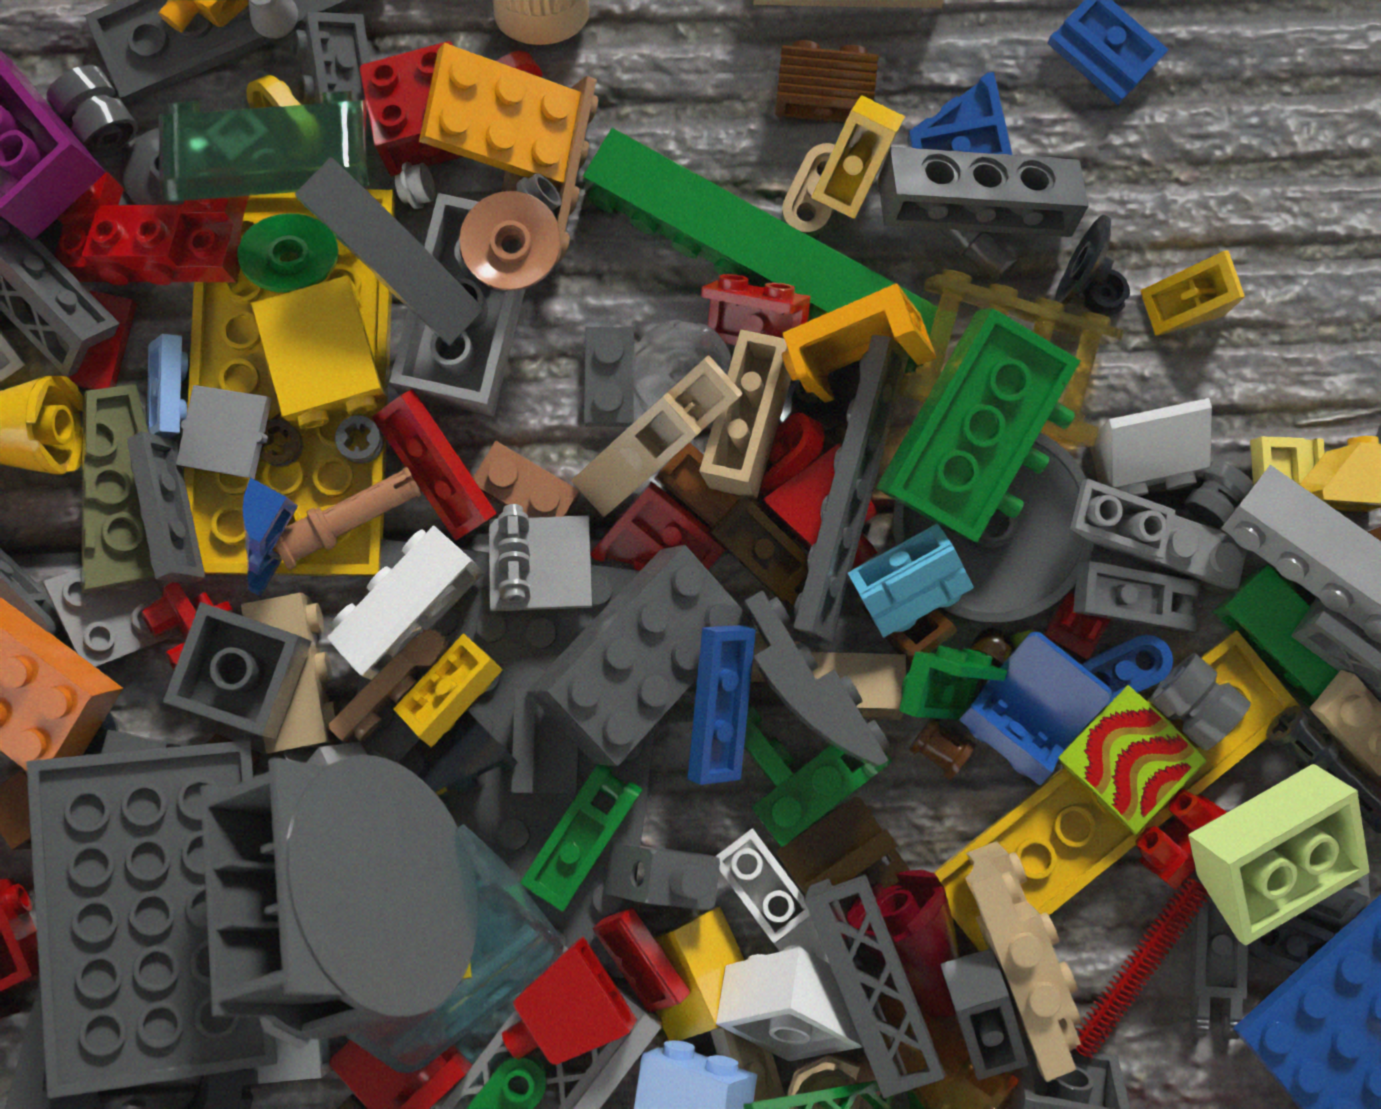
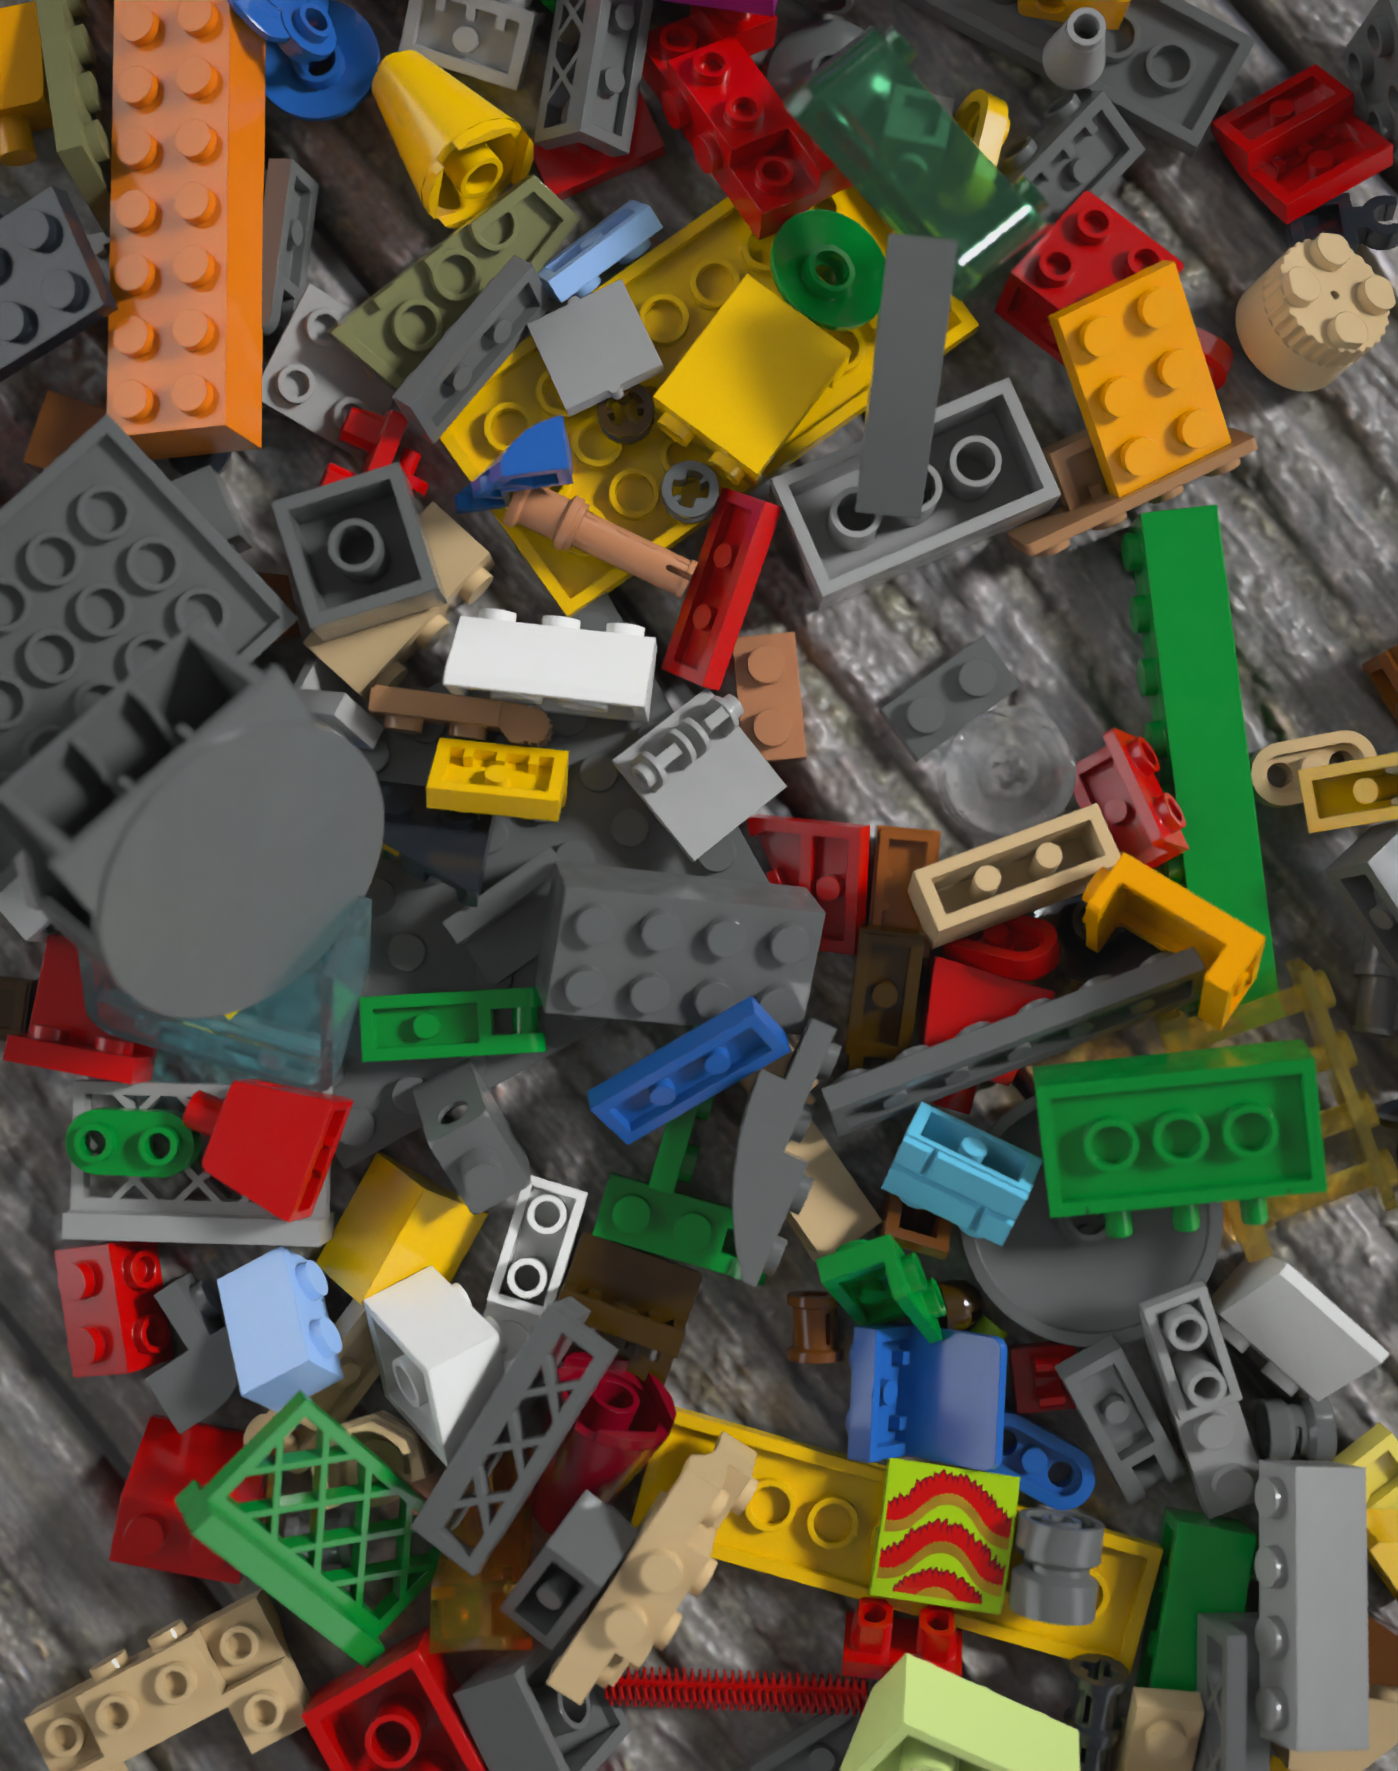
camera: 55 degrees right, 5 degrees up
(415, 185) = (1002, 344): white plate -> none
(504, 218) = (1032, 467): nougat dish -> none
(542, 189) = (1083, 484): dark grey plate -> none
(641, 960) = (372, 1177): red plate -> none
(657, 436) = (920, 799): tan slope -> none

